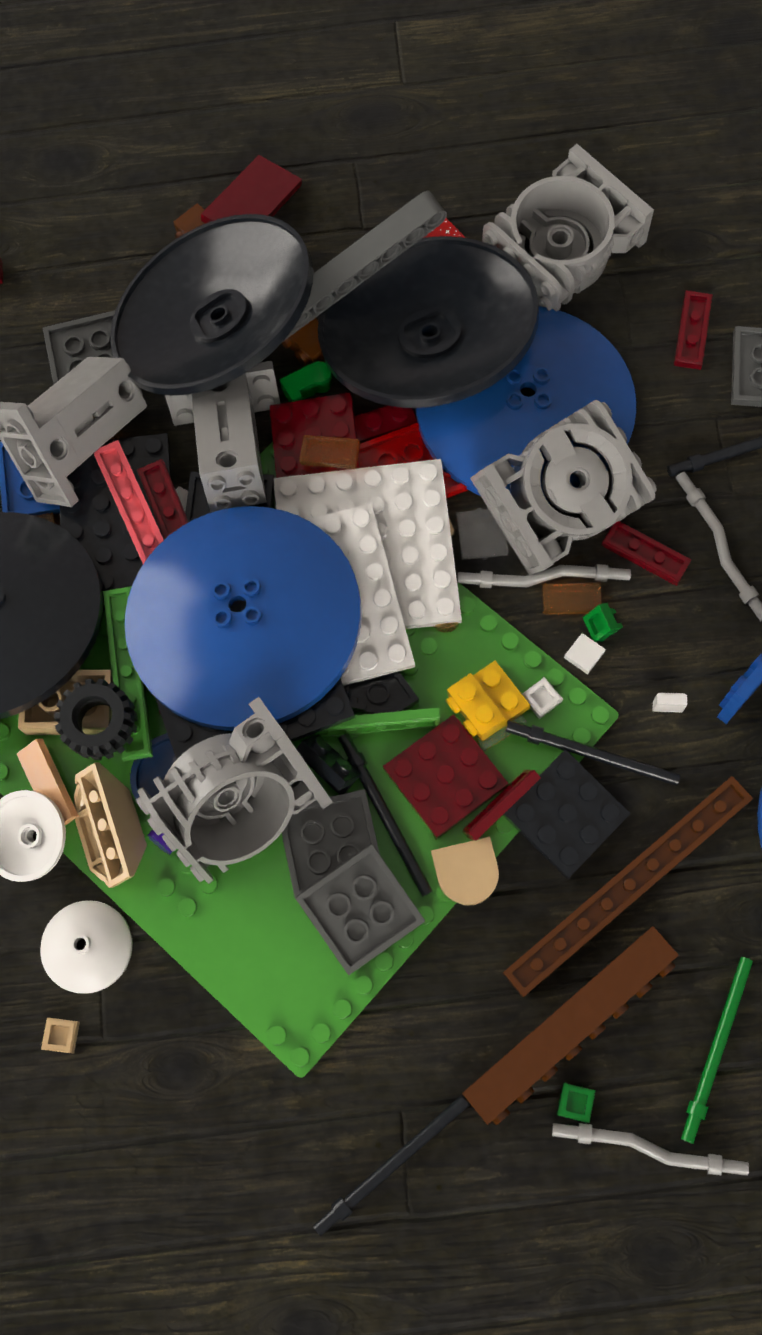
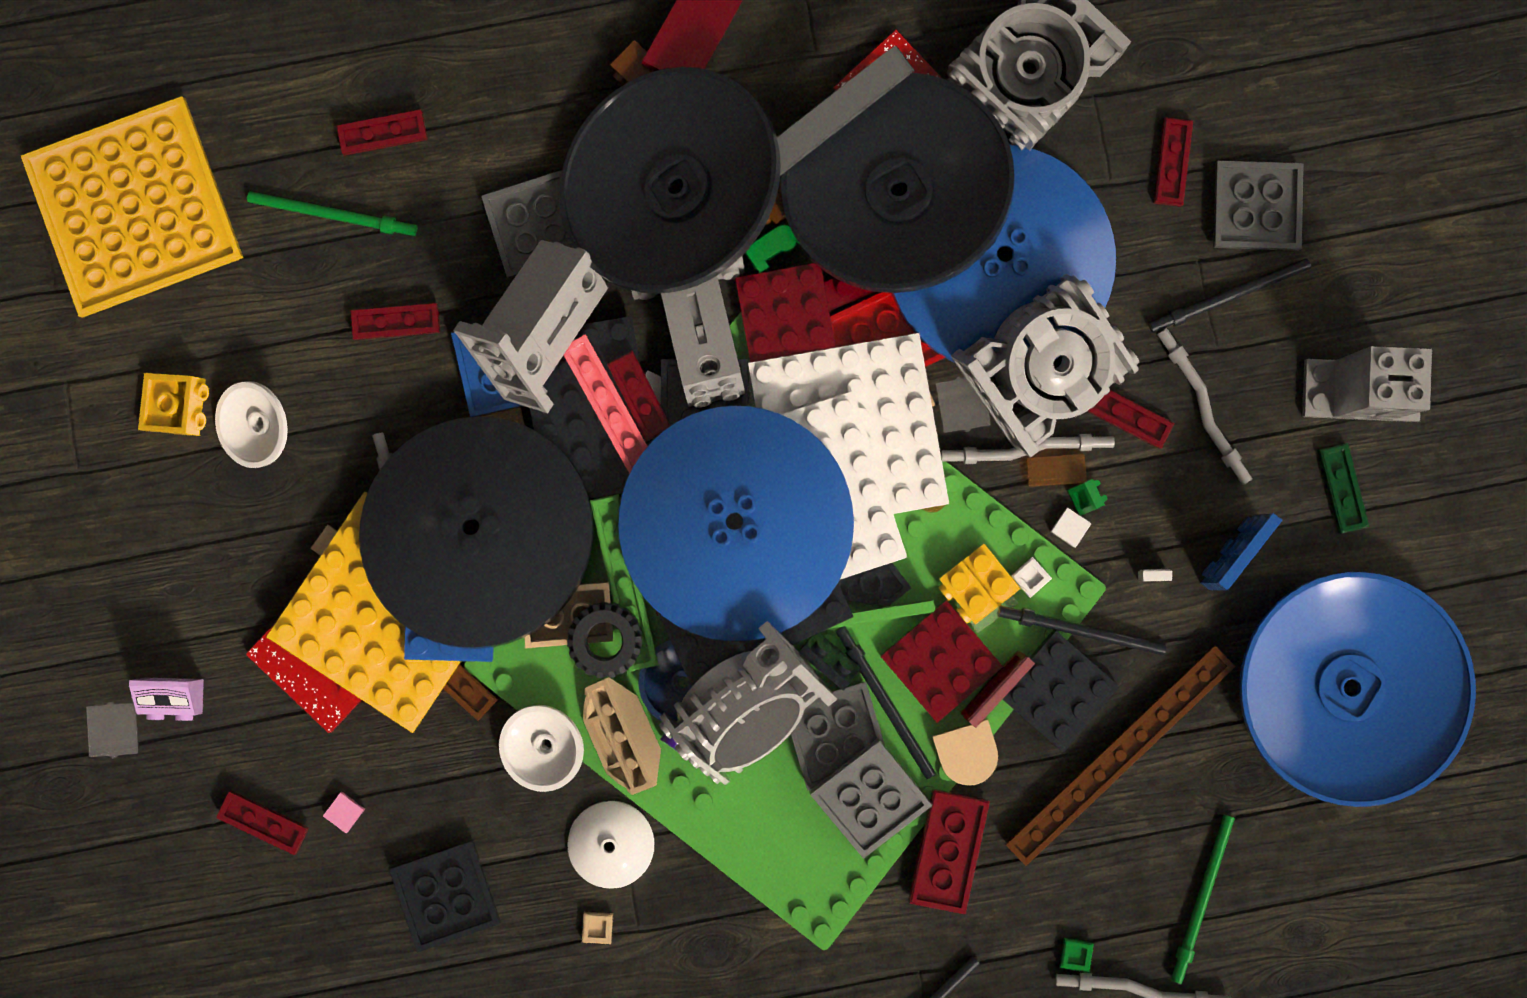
camera: 10 degrees left, 15 degrees up
(45, 777) = (552, 688): light nougat tile -> none
(329, 452) = (805, 334): clear orange tile -> none
(441, 977) = (948, 851): none -> dark red tile
(570, 1025) = (1069, 888): reddish brown brick -> none

